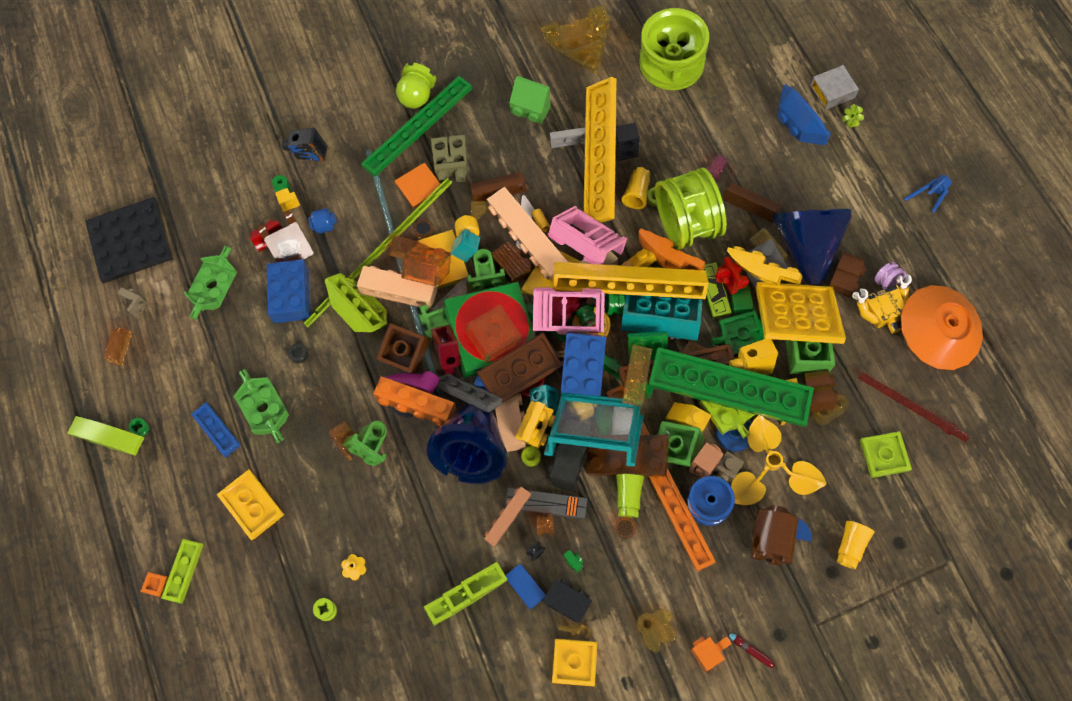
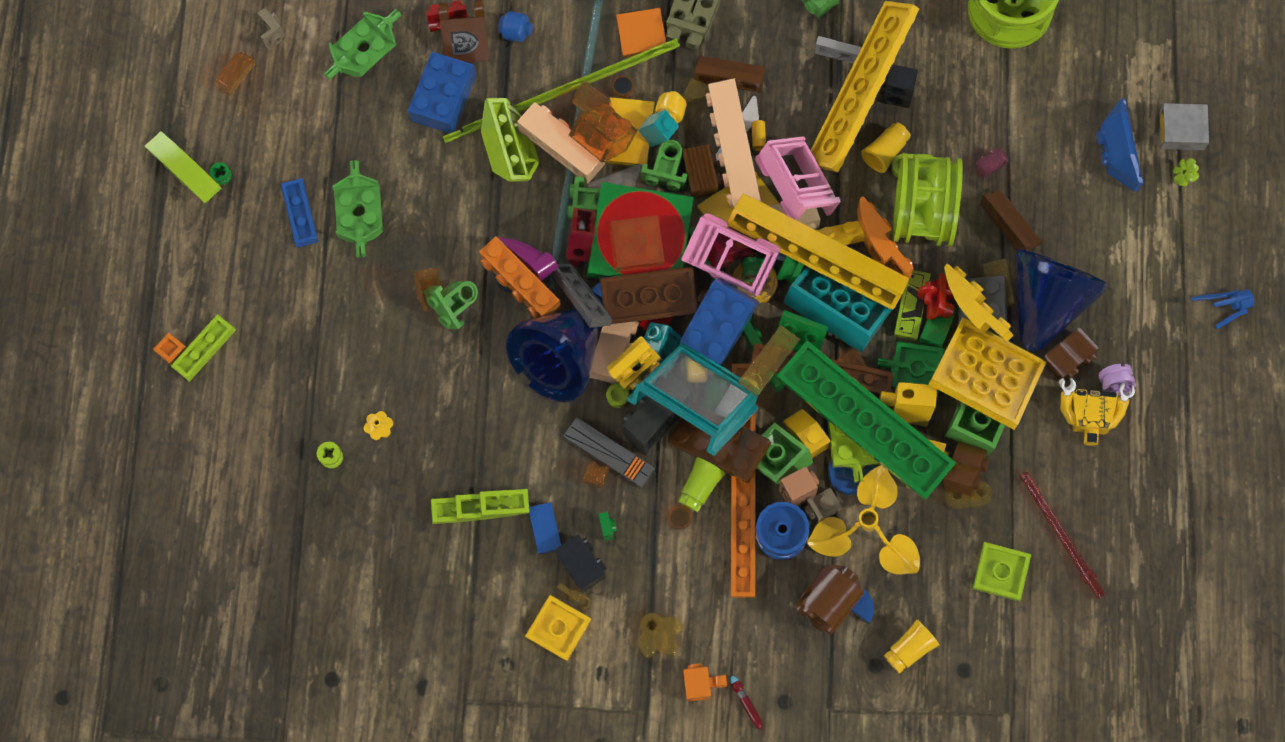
camera: 25 degrees right, 5 degrees up
(250, 504) = (301, 310): yellow tile -> none
(298, 353) = (422, 168): pearl dark grey tile -> none
(403, 348) = (535, 215): reddish brown brick -> none
(507, 516) = (561, 446): nougat piece -> none
(535, 551) = (573, 497): black bush -> none
(928, 329) = (1122, 466): orange dish -> none

